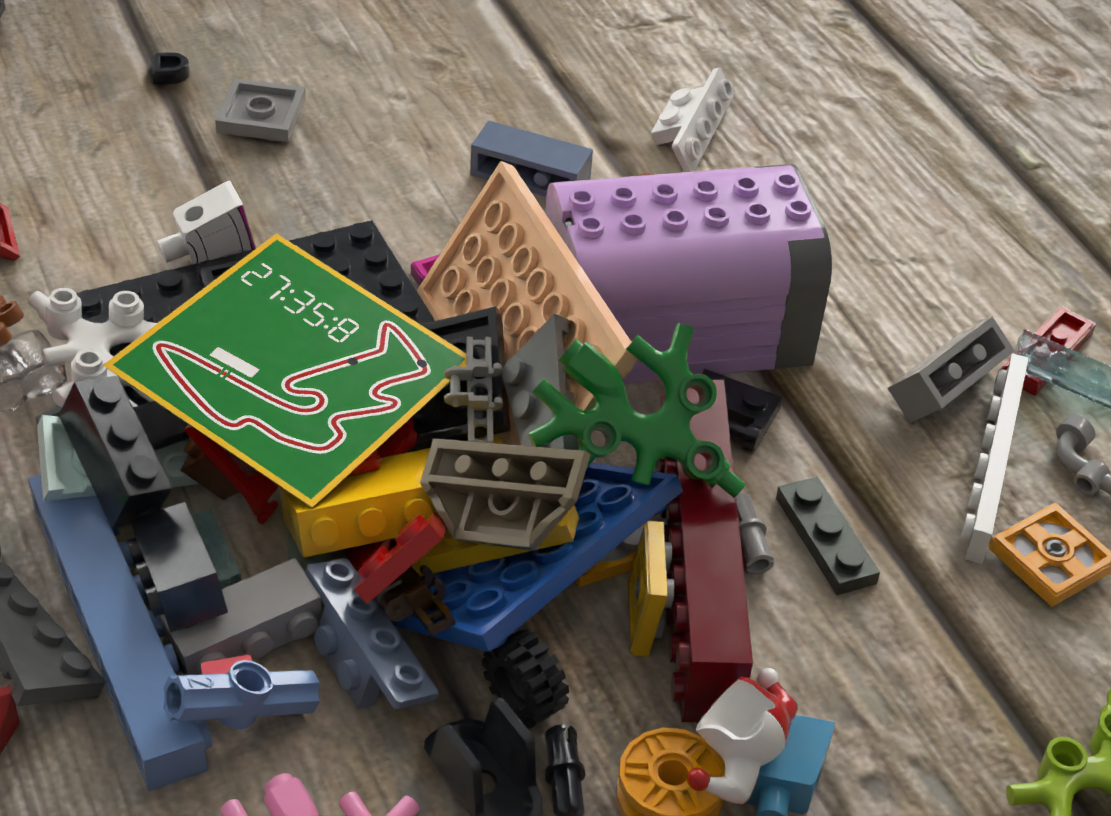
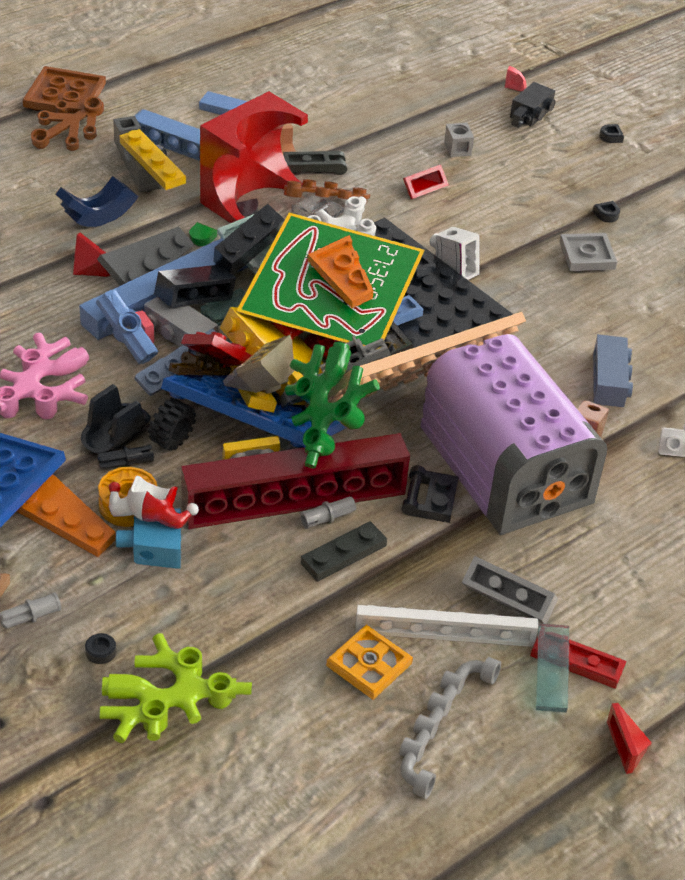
camera: 75 degrees right, 0 degrees up
(285, 338) = (342, 270): none -> orange wing

